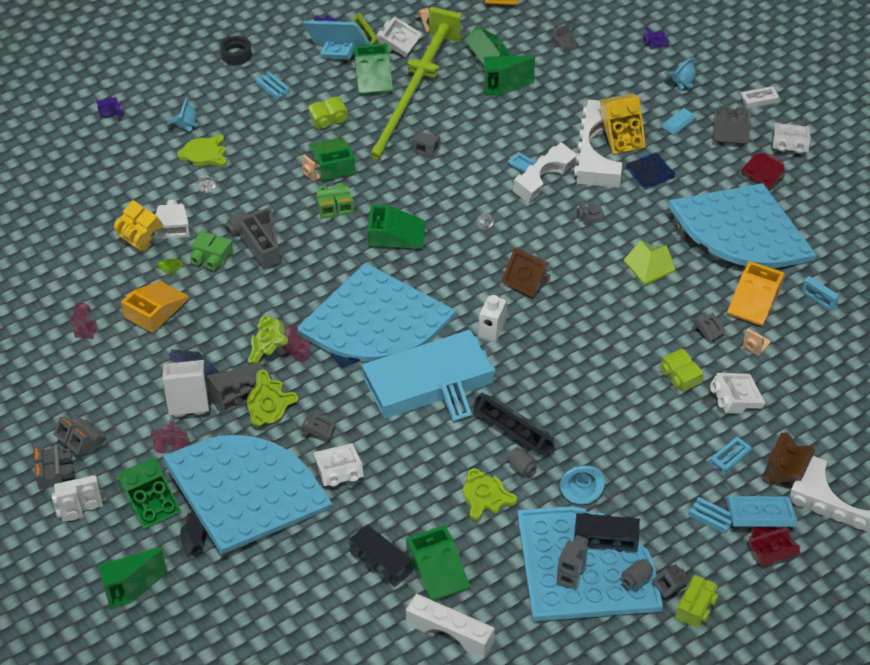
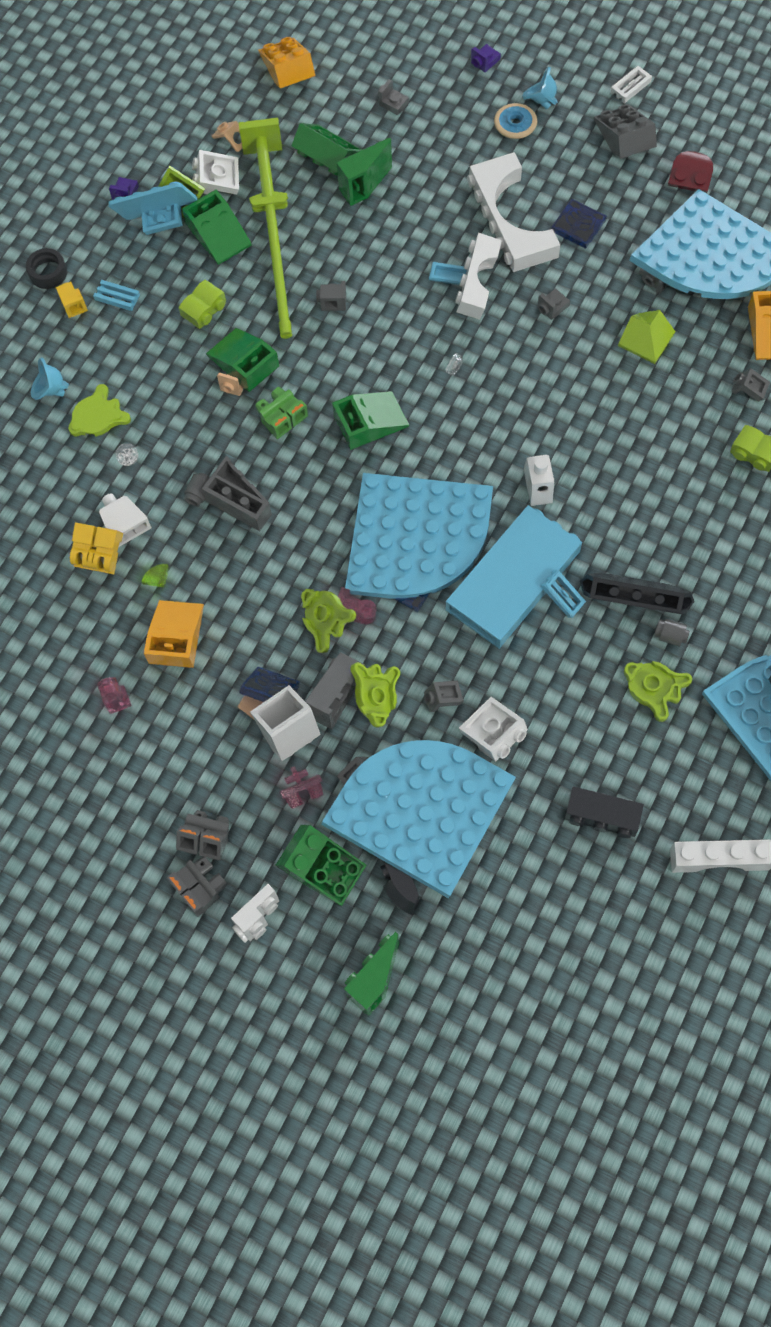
camera: 25 degrees left, 20 degrees up
(211, 250) = (190, 537): bright green hips -> none
(238, 75) = (71, 299): none -> yellow brick
(437, 563) = (666, 793): green slope -> none
(525, 272) = (538, 408): reddish brown bracket -> none
(582, 484) = (747, 628): medium azure helmet -> none
(623, 122) = (524, 178): yellow slope -> none
(659, 85) = (512, 130): none -> wheel
(678, 121) = (569, 150): medium azure tile -> none
(791, 137) = (694, 120): white plate -> none

